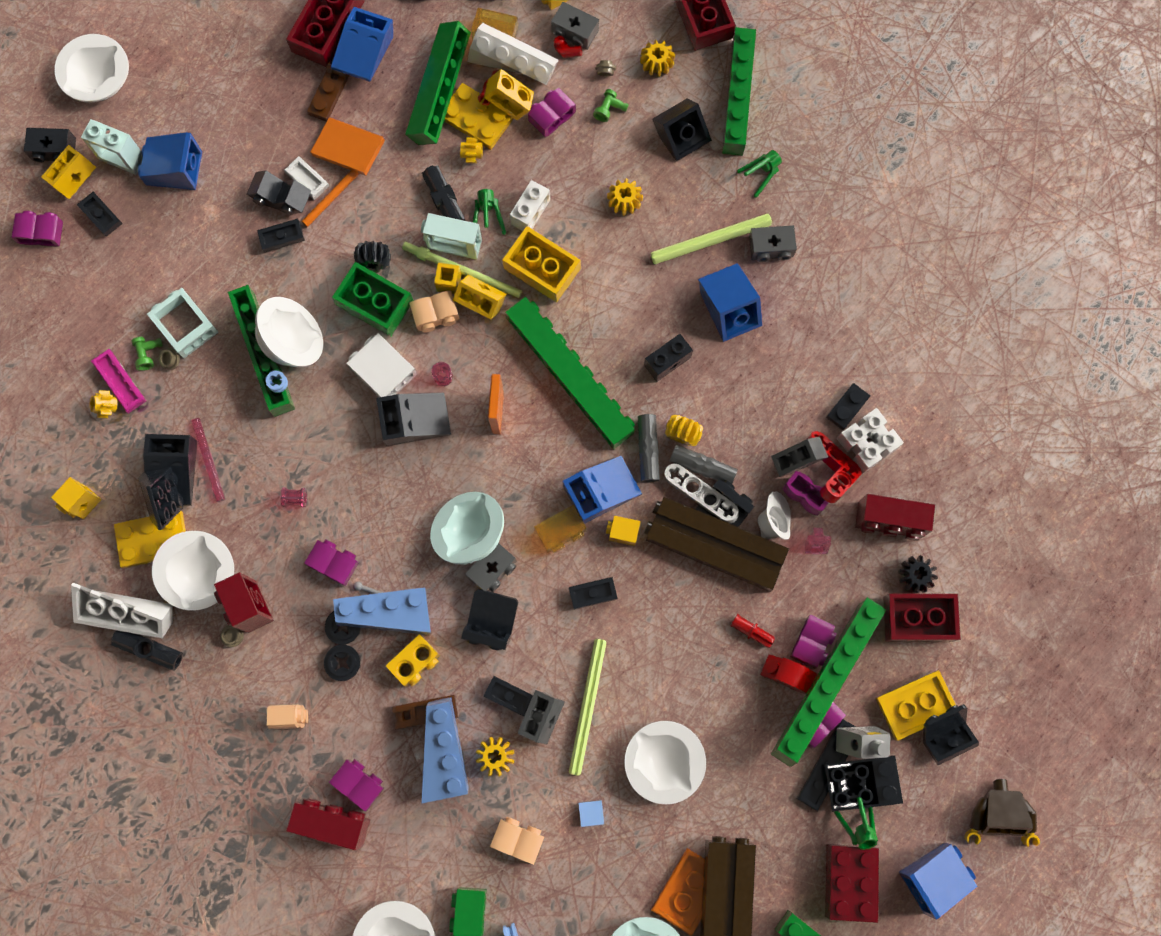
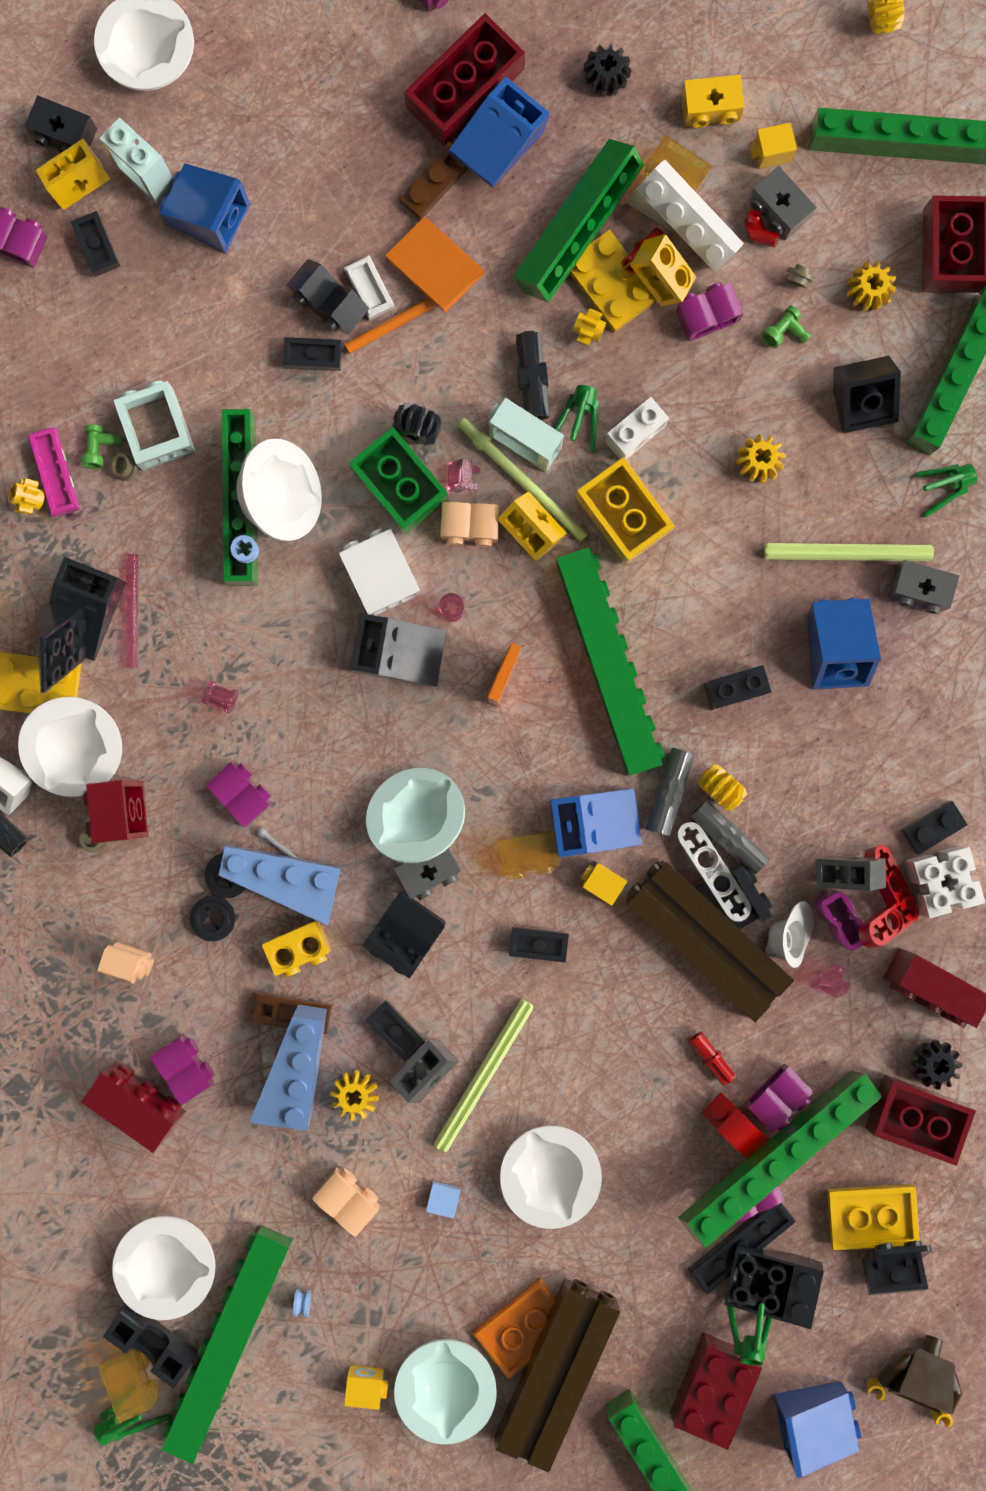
camera: 15 degrees right, 10 degrees up
(416, 282) = (460, 476): none -> clear pink tile
(447, 277) = (501, 487): yellow brick -> none
(871, 742) = (793, 1241): light grey torso -> none

